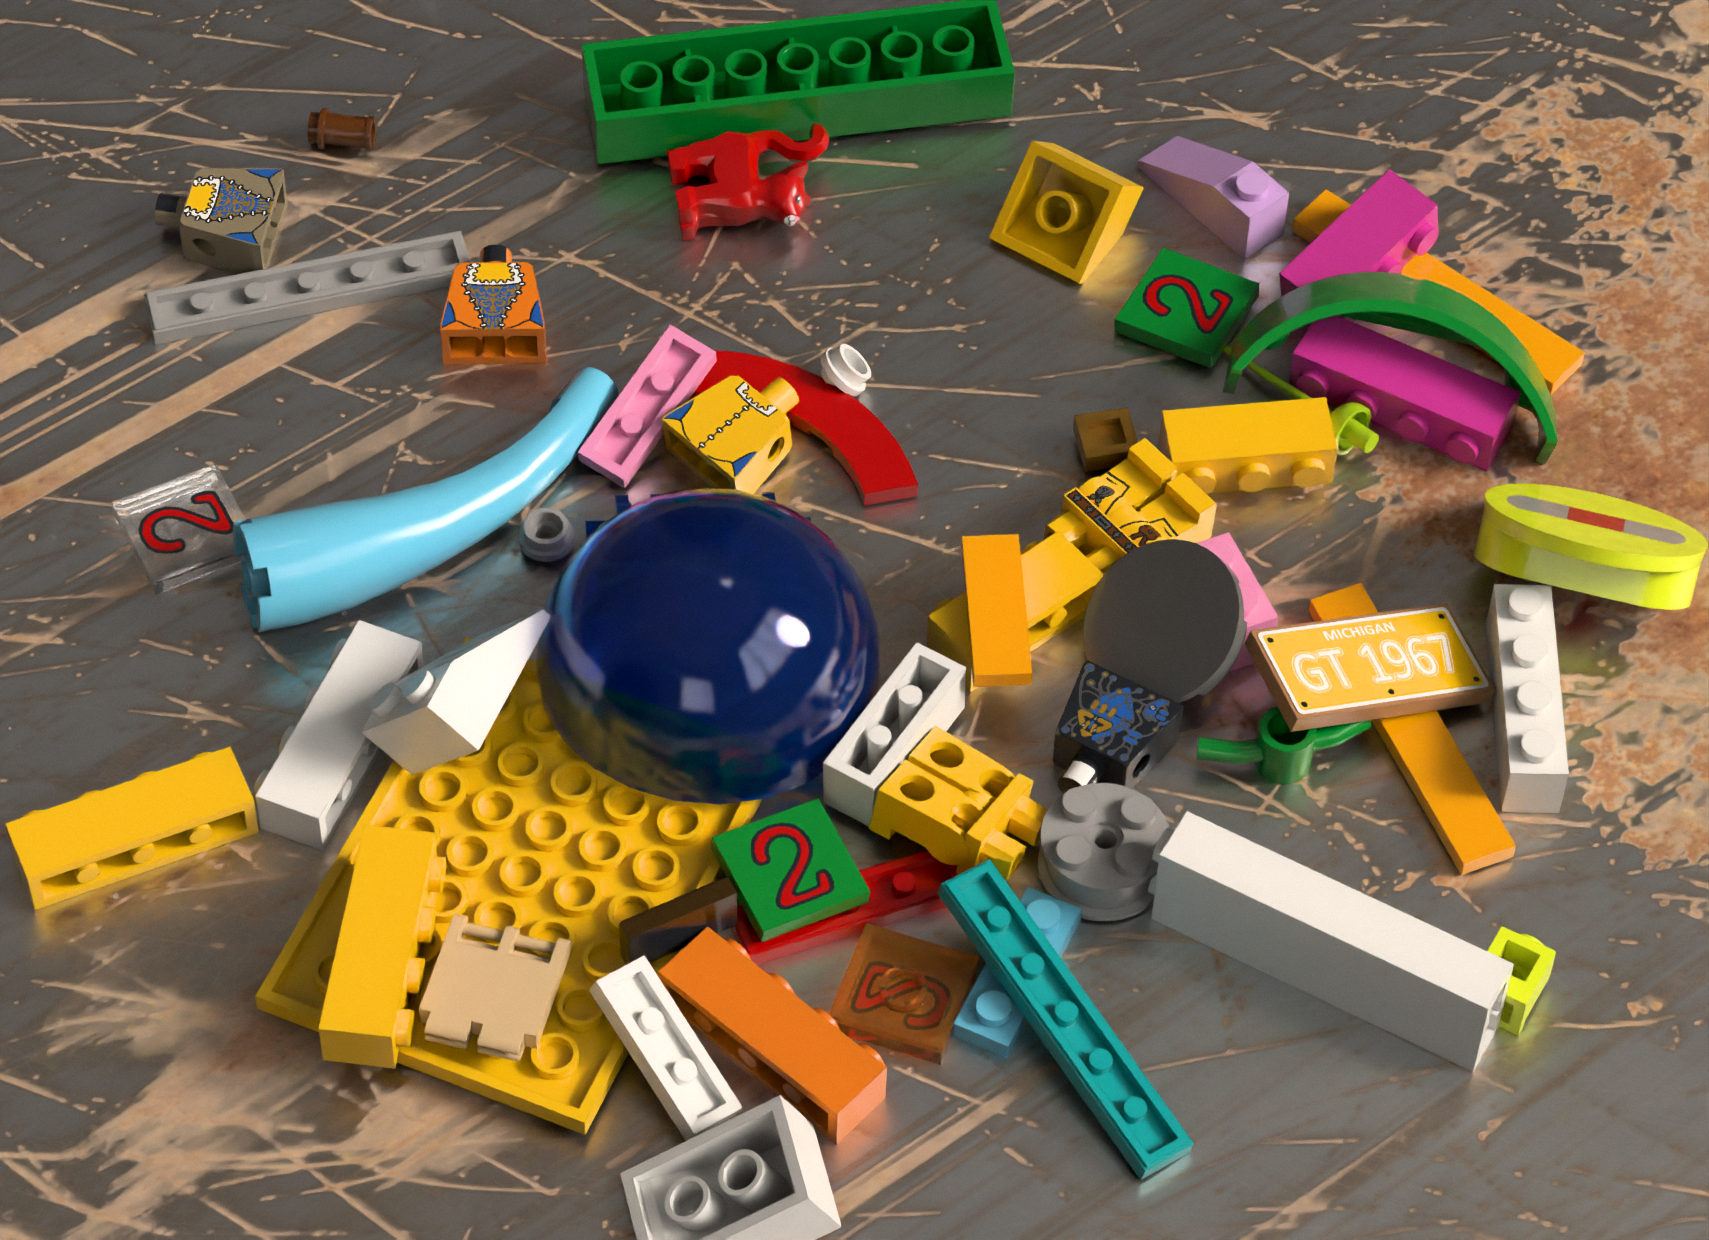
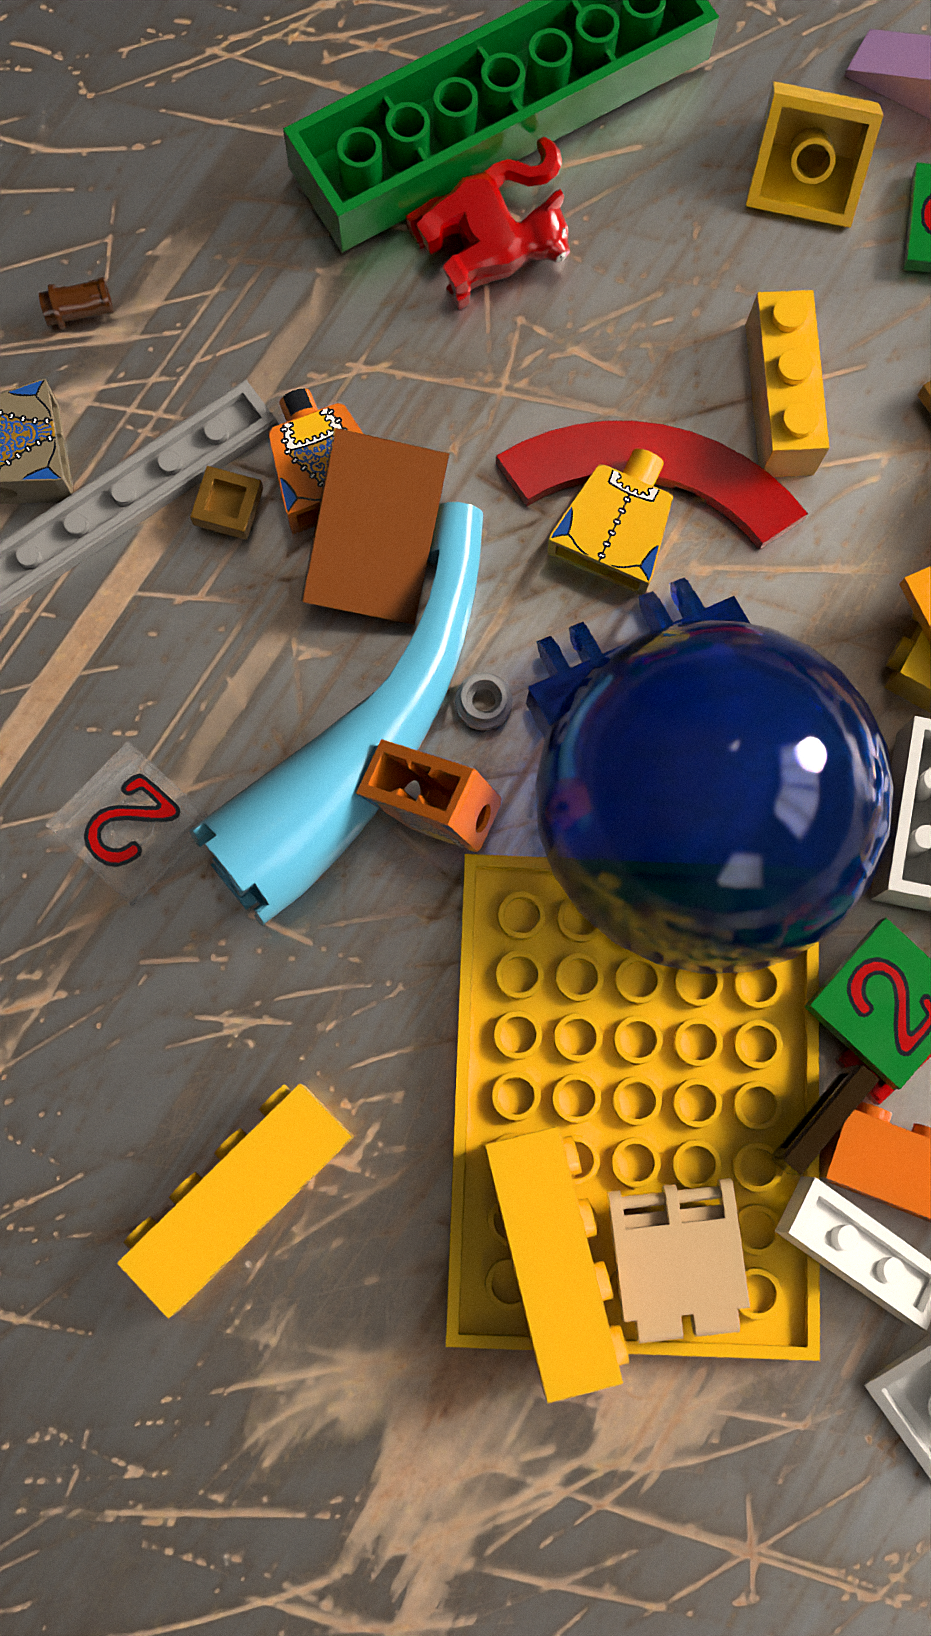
camera: 25 degrees left, 25 degrees up
(326, 753) = (390, 1010): white brick -> none
(395, 315) = (226, 502): none -> pearl gold plate
(454, 699) = (508, 945): white slope -> none
(456, 567) = (452, 800): none -> orange torso
(511, 362) = (374, 526): none -> dark orange tile
(635, 418) = (522, 522): bright pink plate -> none
(845, 369) = (685, 408): white plate -> none
(945, 376) = (787, 383): none -> yellow brick

